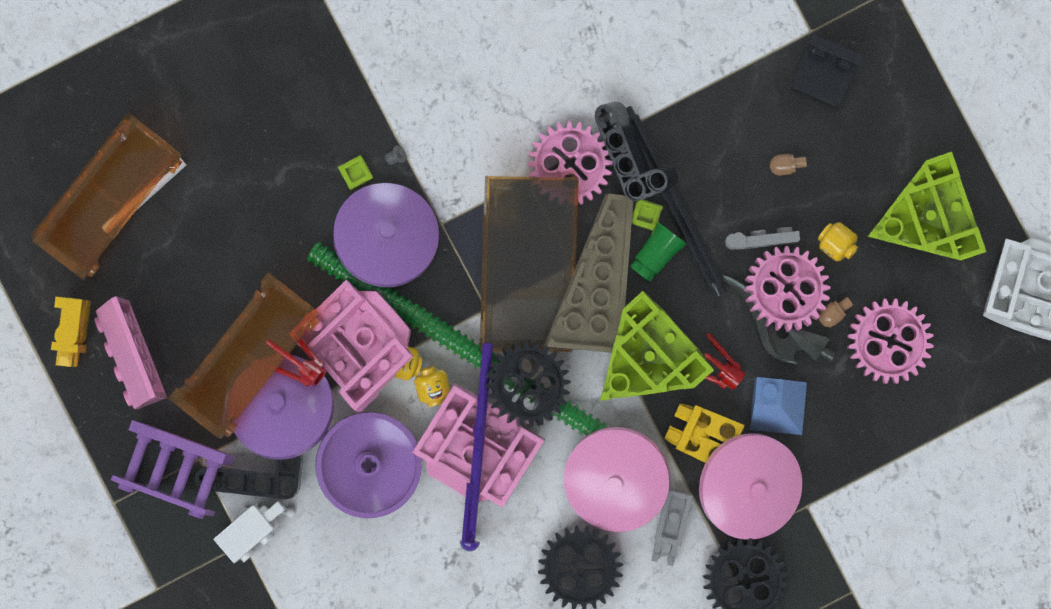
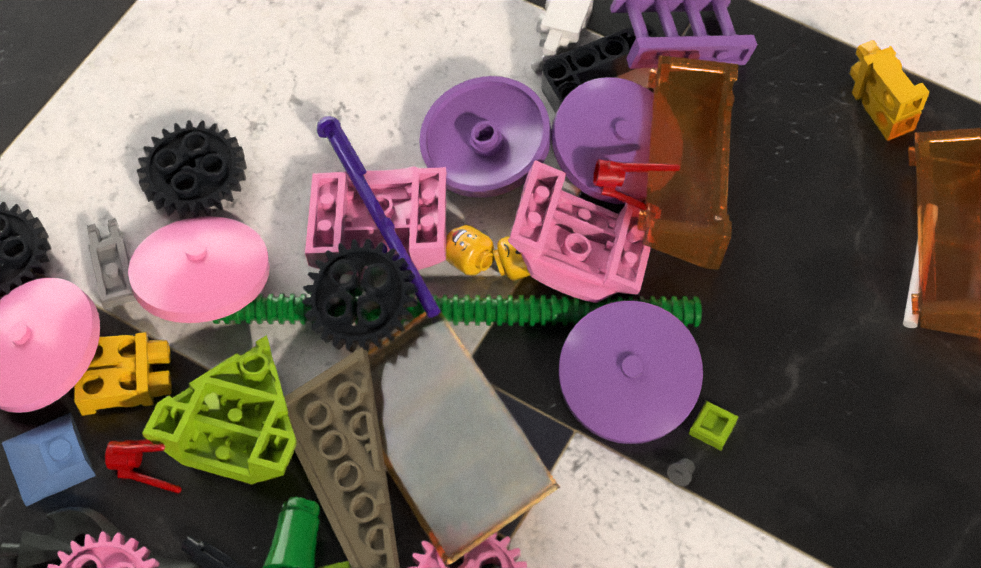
camera: 150 degrees right, 25 degrees down
(130, 353) = (807, 100): bright pink slope -> none

